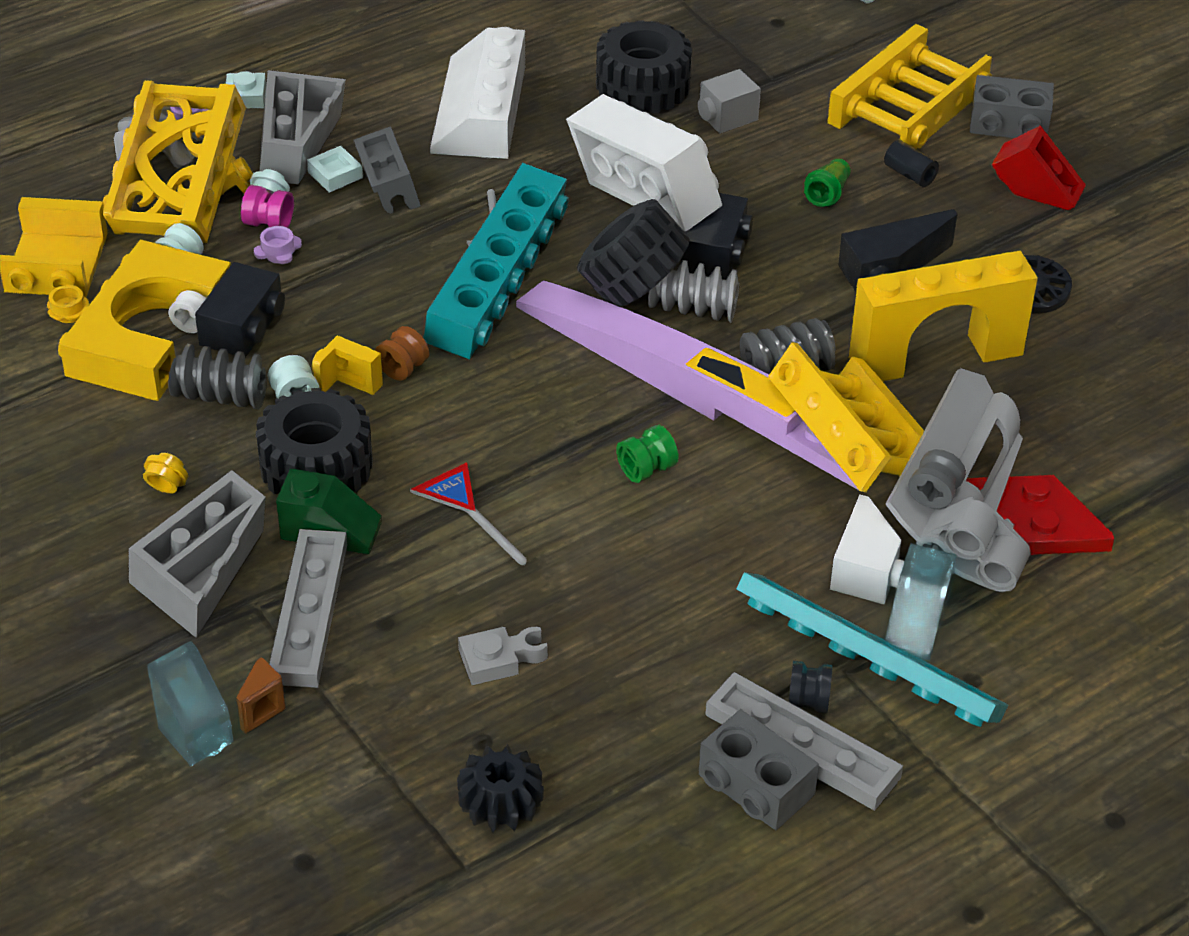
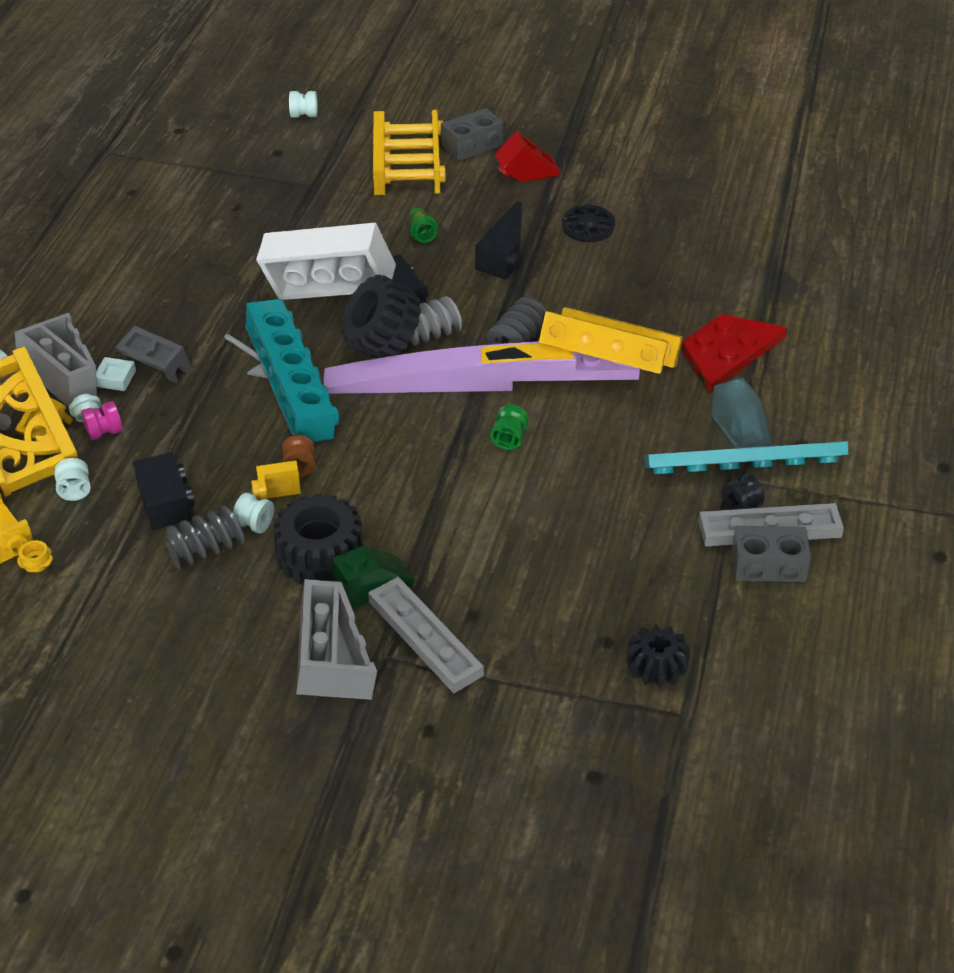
camera: 40 degrees left, 0 degrees up
(126, 360) = (103, 567): yellow arch -> none
(165, 472) = (237, 615): yellow plate -> none
(183, 310) = (127, 503): white bush -> none
(189, 704) = (441, 734): clear light blue slope -> none
(260, 696) = (463, 699): dark orange slope -> none
(277, 245) = (133, 440): lavender plate -> none
(455, 490) = (417, 516): piece -> none
(481, 96) = (156, 281): white slope -> none
(496, 655) = (559, 590): light grey plate -> none
(644, 65) = (240, 212): black tyre -> none
(729, 101) = (312, 207): light grey brick -> none
(867, 555) = (685, 408): white slope -> none
(896, 303) = (592, 244): yellow arch -> none
(911, 163) = (453, 191): black piece -> none
(937, 479) = (698, 341): dark grey wheel -> none
(969, 526) = (699, 346): light grey panel -> none

